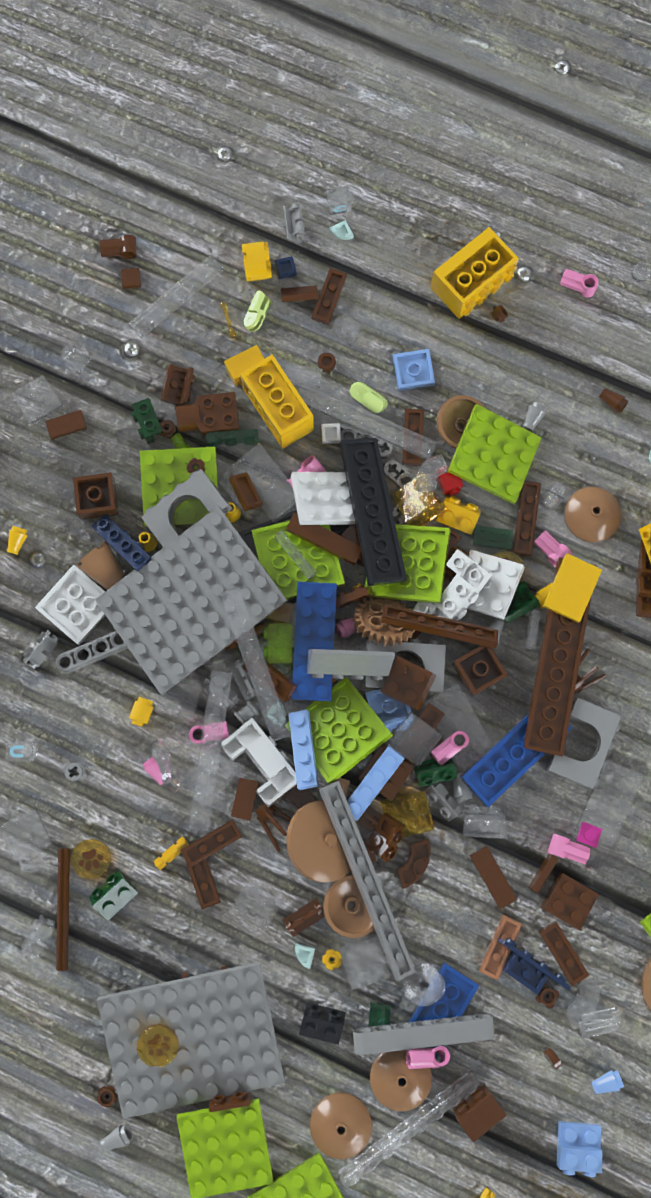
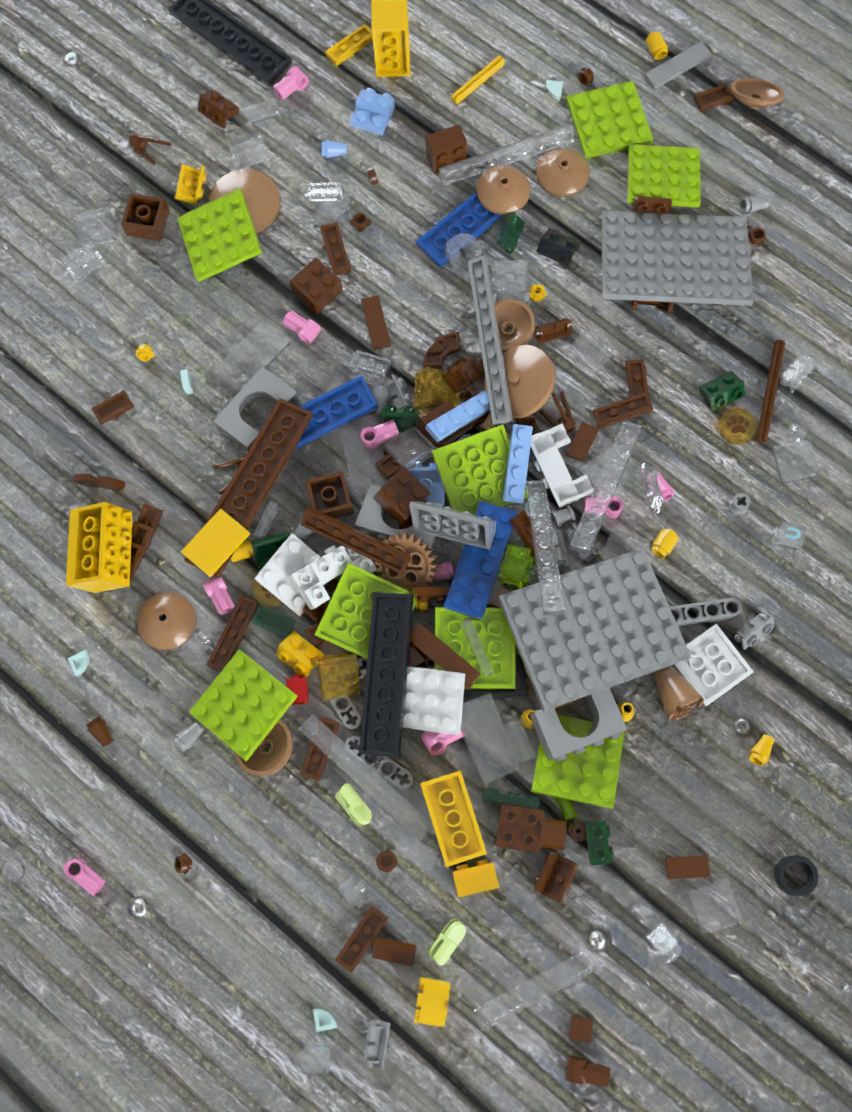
camera: 160 degrees left, 5 degrees down
(95, 496) = (670, 771): reddish brown brick -> none
(121, 542) = (652, 710): dark blue bracket -> none
(157, 1045) = (706, 255): clear yellow tile -> none
(171, 853) = (661, 412): yellow axle -> none
(194, 462) = (557, 774): reddish brown plate -> none
(232, 334) = (481, 926): clear yellow hinge -> none
(245, 491) = (511, 731): reddish brown tile -> none
(285, 267) = (400, 991): dark blue tile -> none
(304, 954) = (559, 302): light aqua tile -> none
(331, 433) = (404, 774): white tile -> none
(413, 369) = (295, 826): light blue tile -> none
(423, 1034) = (475, 212): light grey beam -> none
(426, 1057) = (478, 194): bright pink piece -> none
(429, 472) = (317, 696): clear tile -> none
(474, 273) = (189, 928): yellow brick -> none
(496, 953) = (388, 267): nougat tile -> none
(527, 971) = (370, 241): dark blue bracket -> none
(543, 873) = (331, 312): reddish brown tile -> none
(589, 834) = (279, 333): dark pink plate -> none

